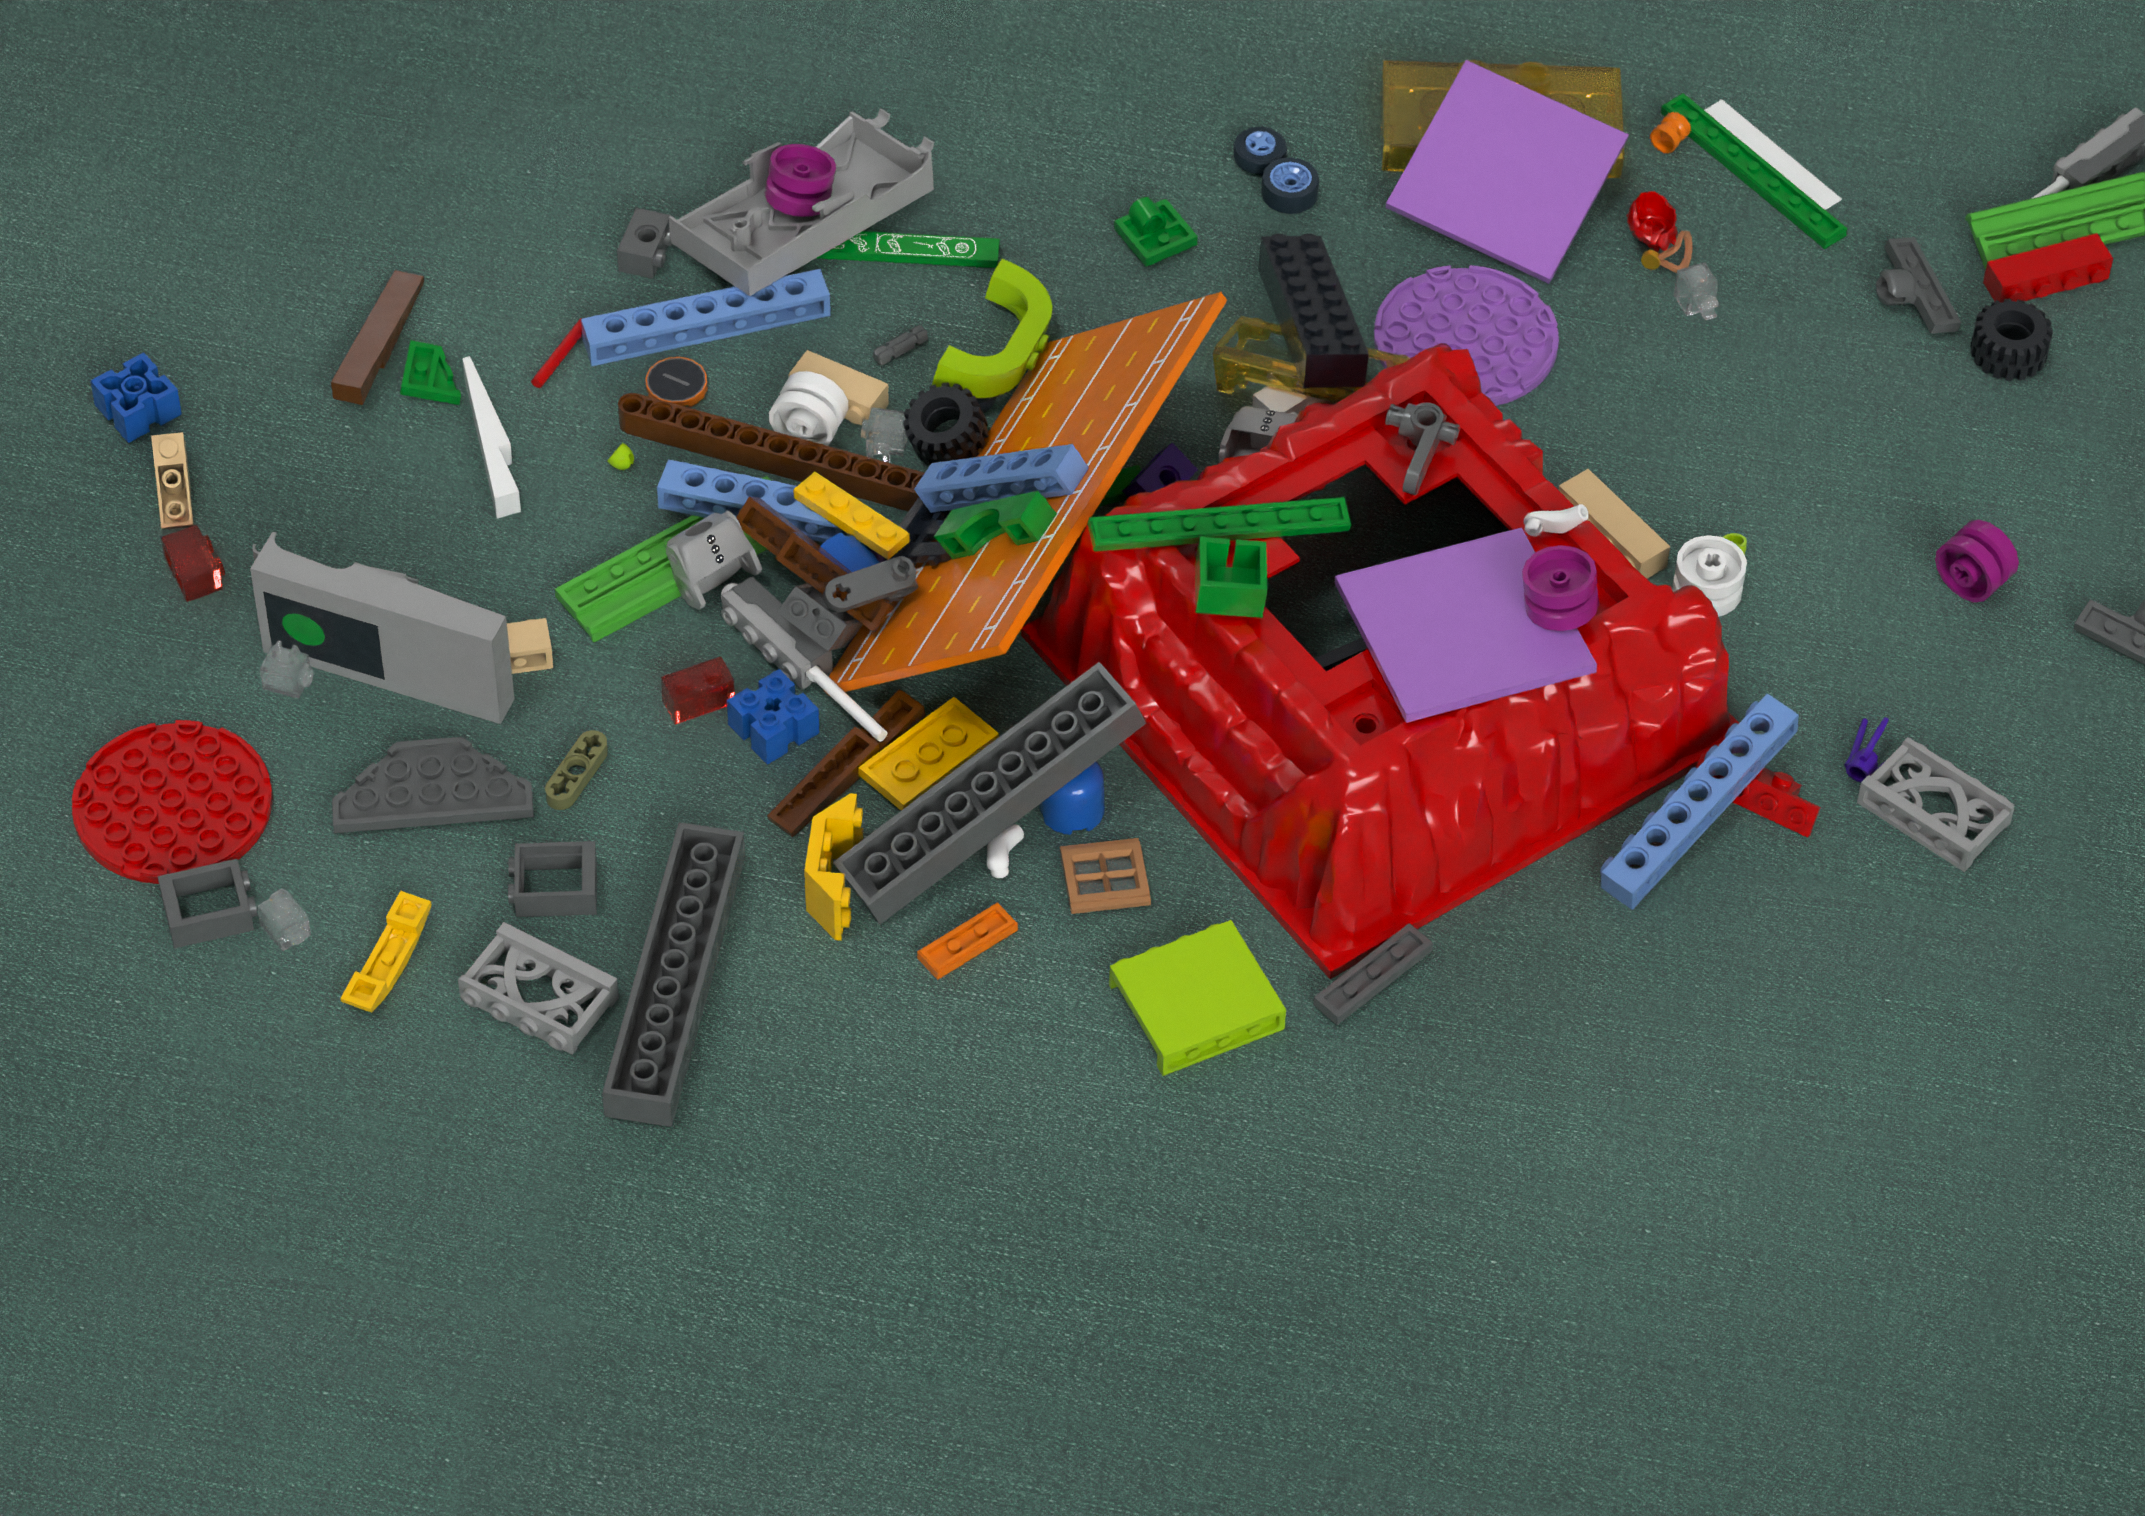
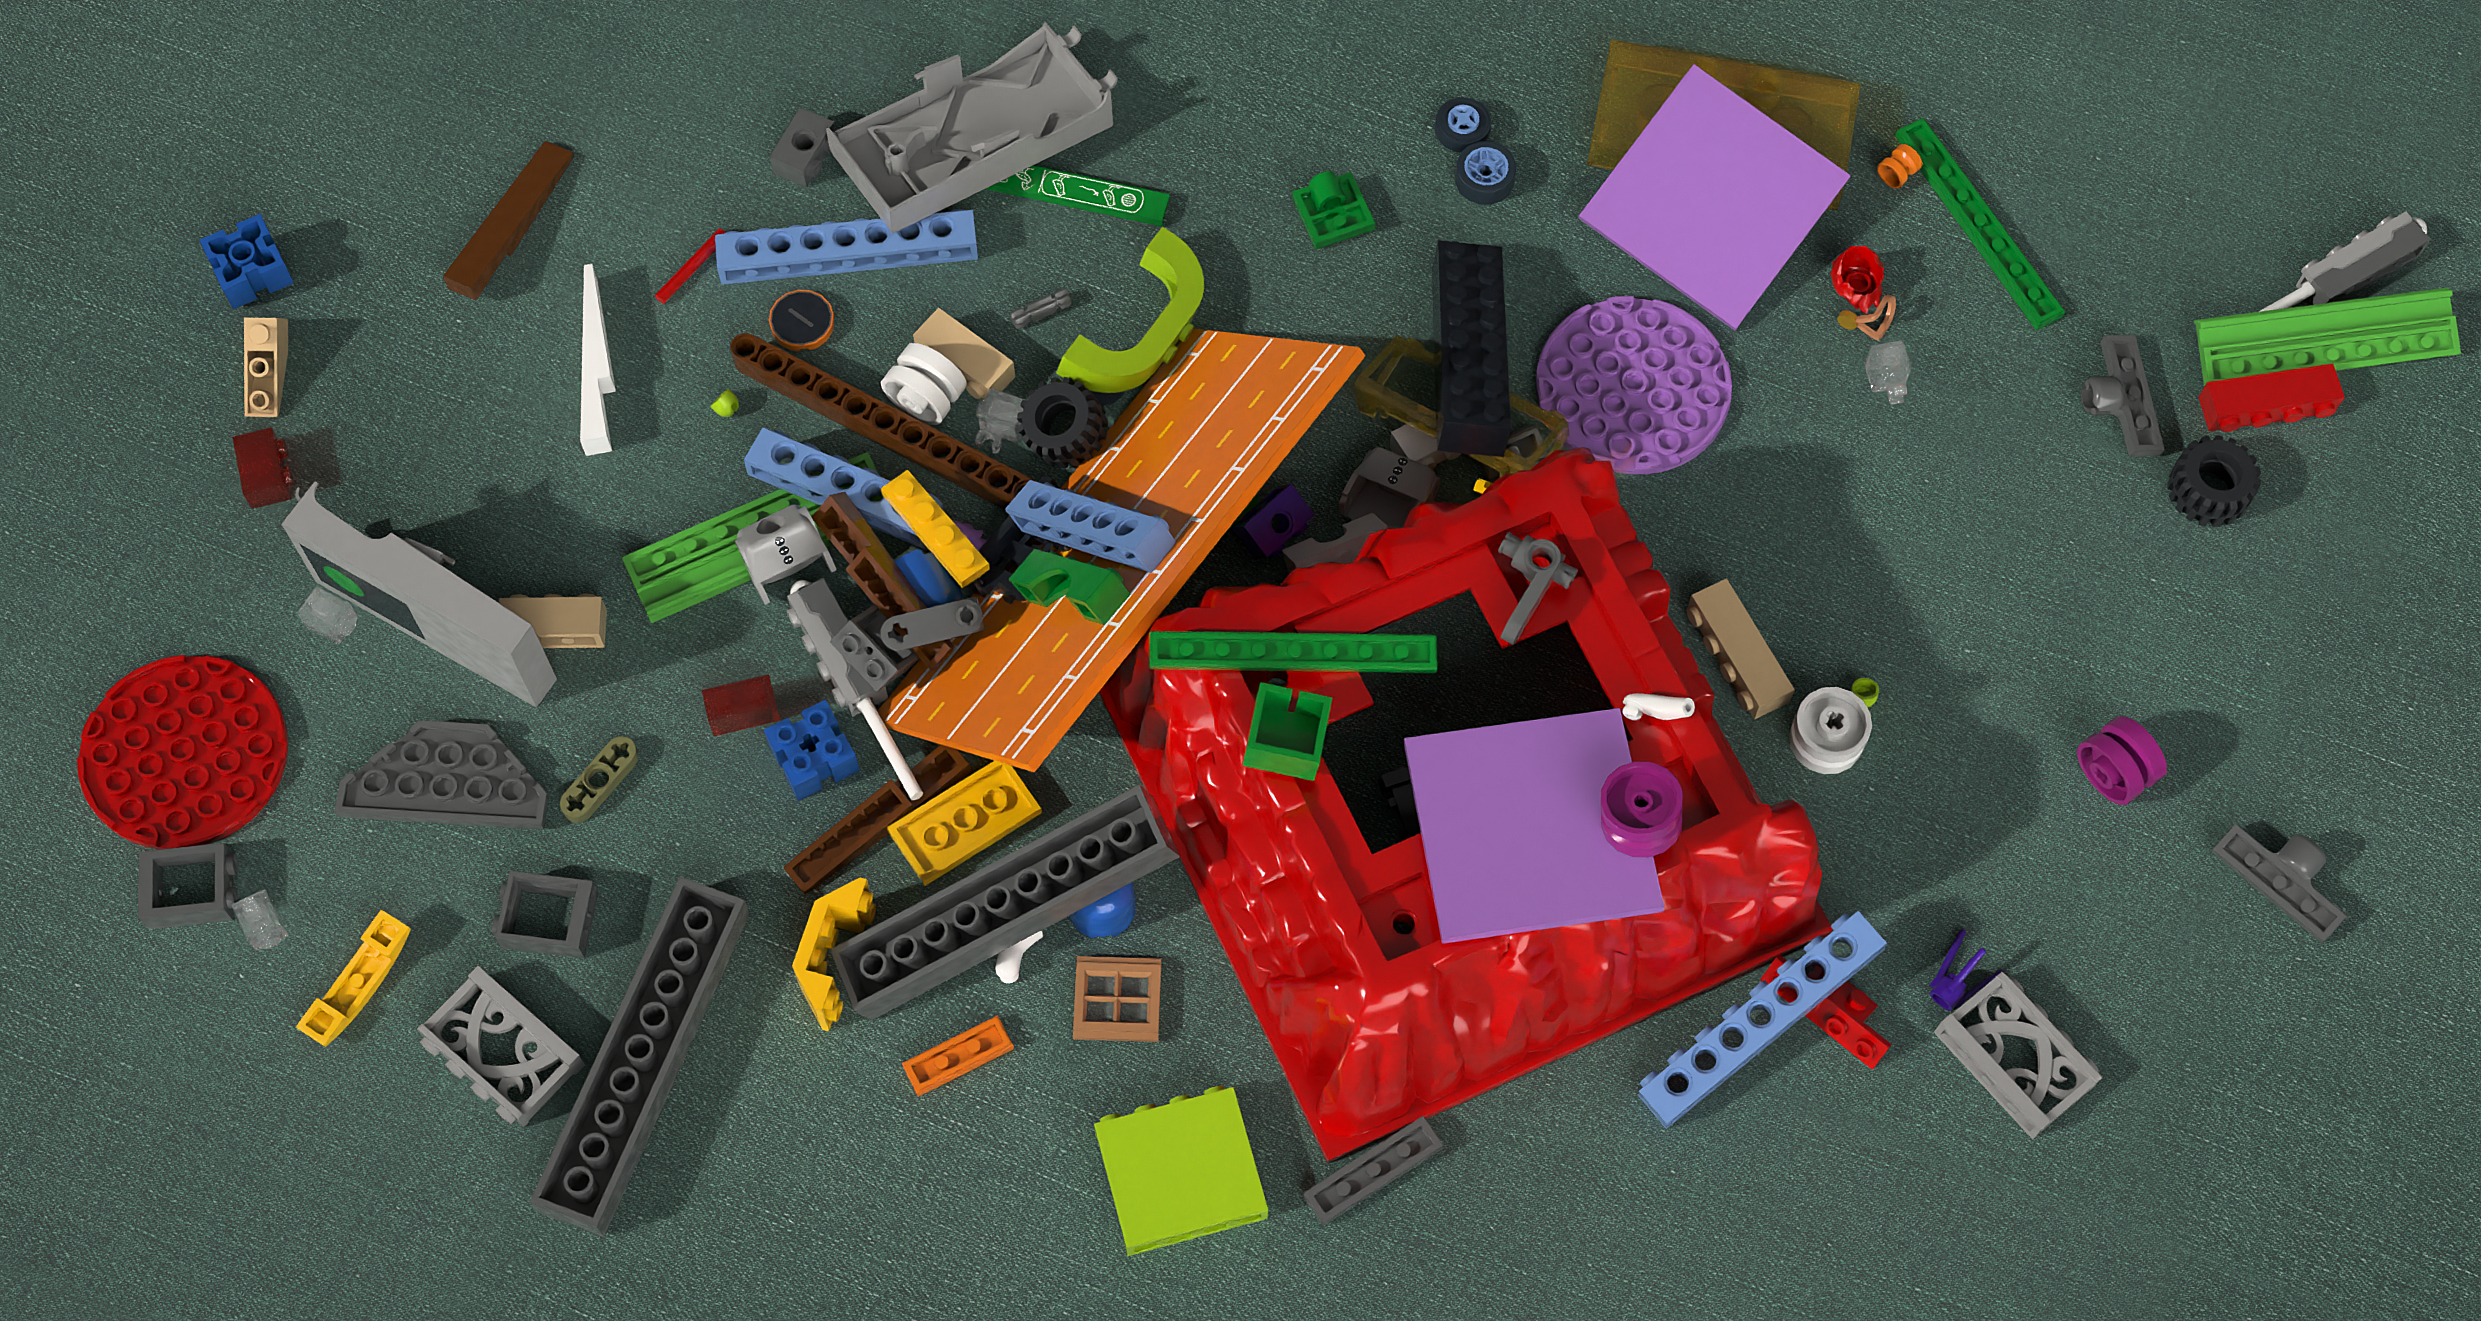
camera: 10 degrees right, 15 degrees up
(428, 374) = (550, 273): green wing -> none
(799, 179) = (970, 103): magenta wheel -> none
(1773, 154) = (2003, 205): white sticker -> none

